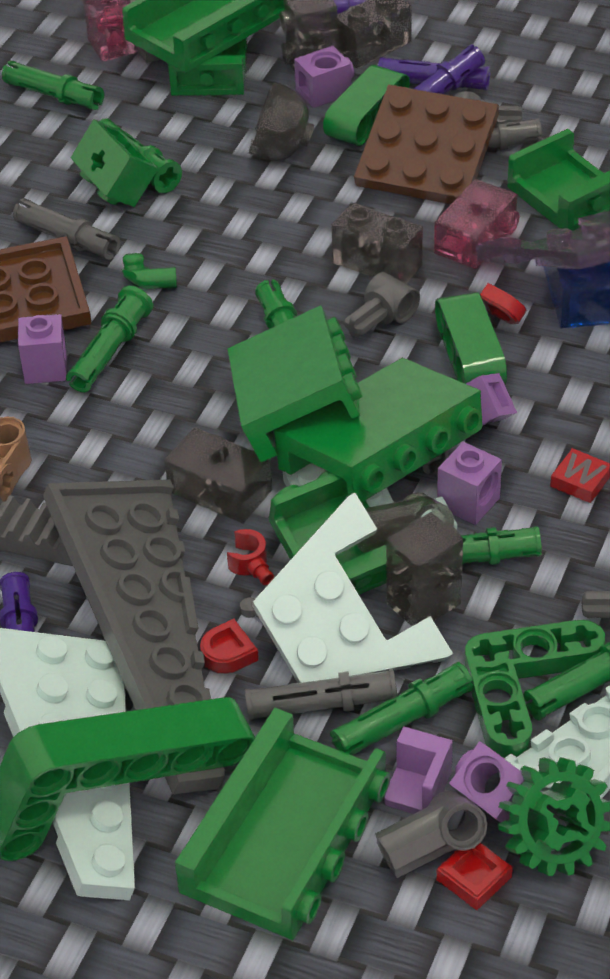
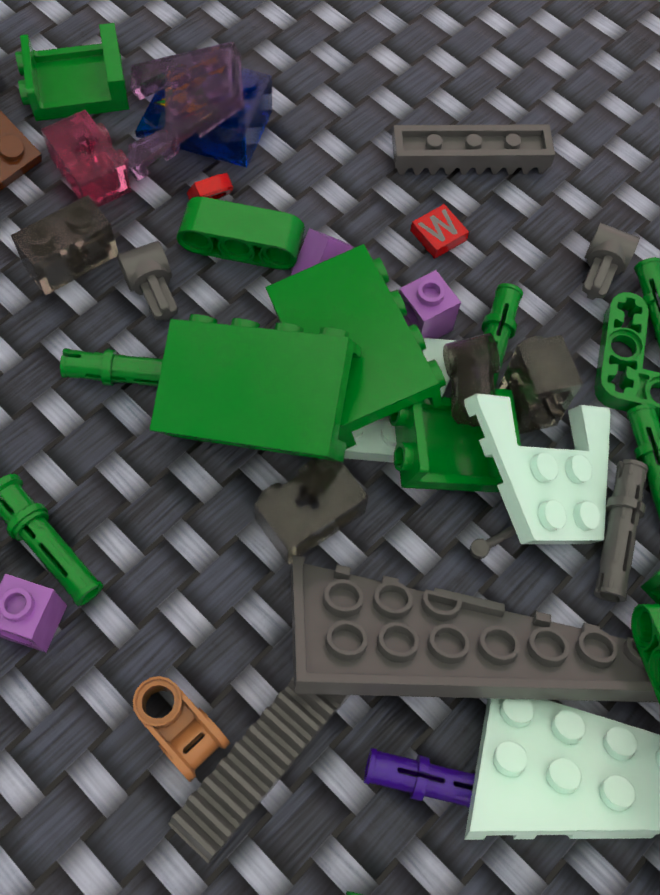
camera: 75 degrees left, 20 degrees up
(228, 648) = (526, 587): red tile -> none
(250, 564) = (434, 521): red piece -> none

